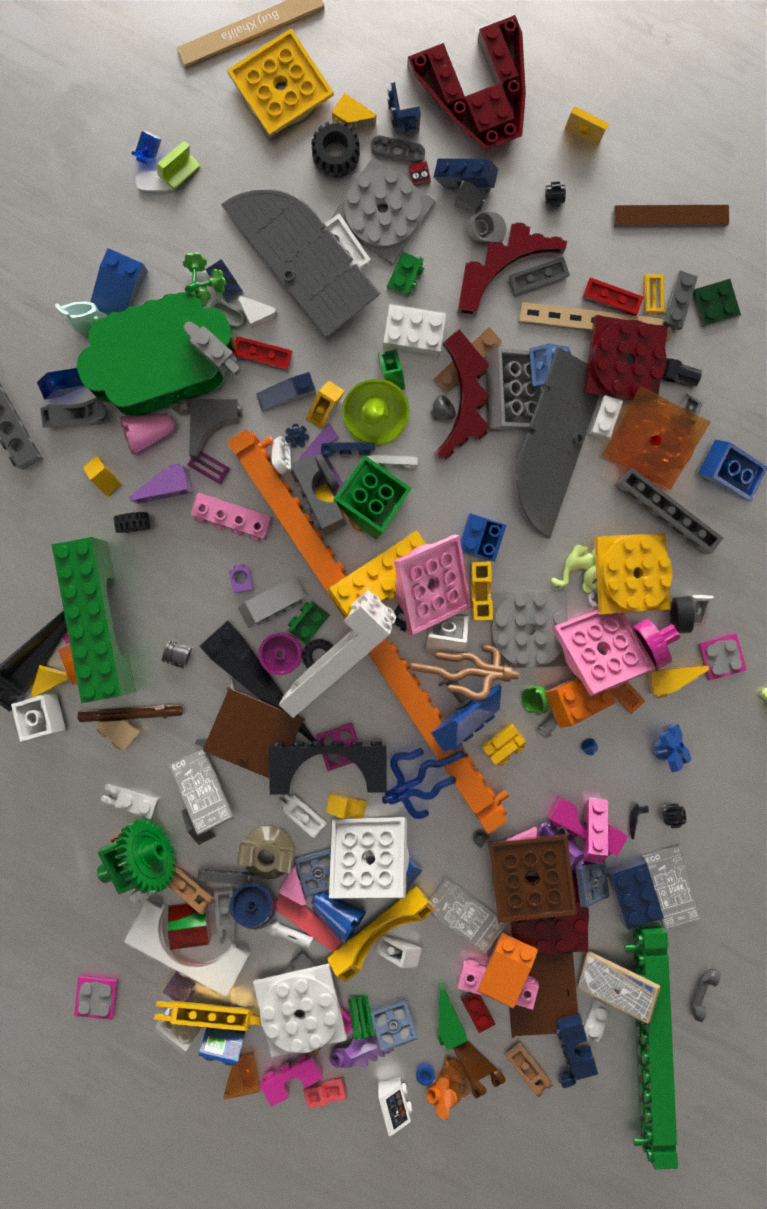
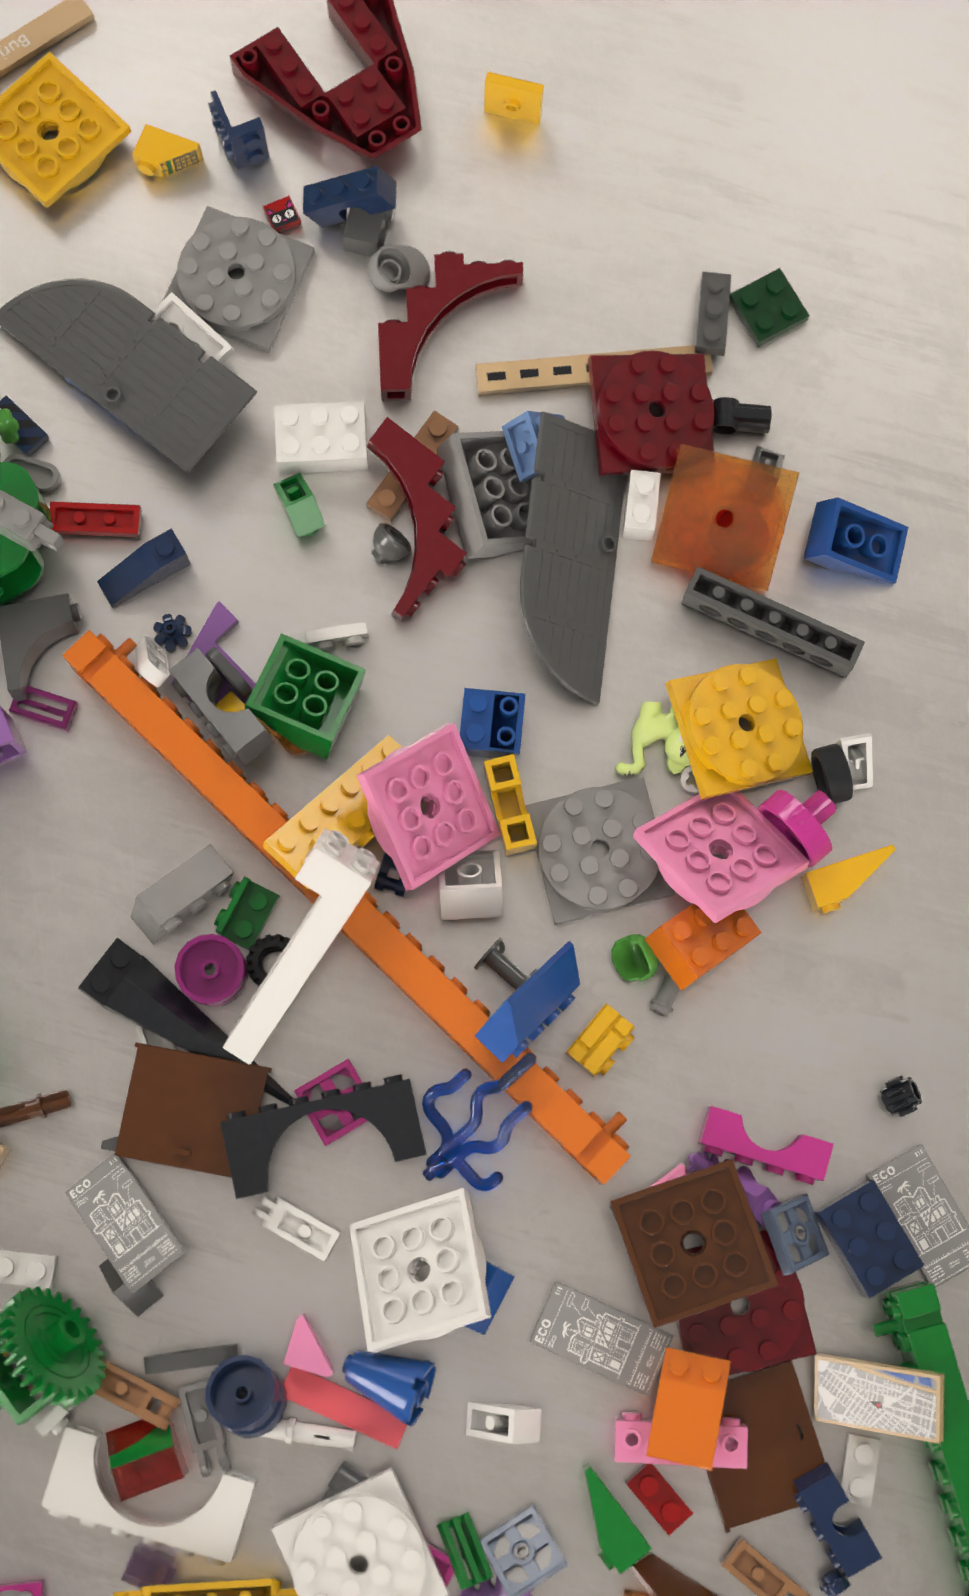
camera: 15 degrees left, 10 degrees down
(176, 654) = (44, 1008): dark grey piece -> none
(232, 516) = (92, 774): bright pink brick -> none
(247, 585) = (133, 880): medium lavender brick -> none
(257, 312) = (75, 460): white slope -> none
(269, 838) = (276, 1289): dark tan piece -> none
(314, 872) = (337, 1319): sand blue piece -> none
(325, 404) = (206, 574): yellow slope -> none
(330, 134) = (142, 184): black tyre -> none
(346, 448) = (254, 632): dark blue hinge -> none
(346, 806) = (366, 1198): yellow slope -> none
(350, 957) = (426, 1448): yellow arch -> none
(375, 411) = (286, 567): lime hat -> none
(394, 142) = (233, 179): dark grey beam -> none
(405, 274) = (291, 361): green bracket -> none
(480, 838) = (598, 1203): dark grey hinge -> none
(489, 671) = (548, 924): medium nougat plant -> none
(539, 276) = (493, 322): dark grey plate -> none
(555, 194) = (490, 202): black gear -> none
(589, 743) = (739, 1015): blue hinge -> none
(597, 830) = (782, 1154): arch -> none
(613, 296) = (611, 329): red plate -> none
(628, 697) = (777, 921): orange plate -> none
(634, 818) = (838, 1114): black bar -> none
(653, 310) = (677, 336): yellow tile -> none
(671, 215) = (670, 198): reddish brown tile -> none
(672, 748) = (869, 987): blue plant -> none
(722, 656) = (913, 828): light grey piece -> none

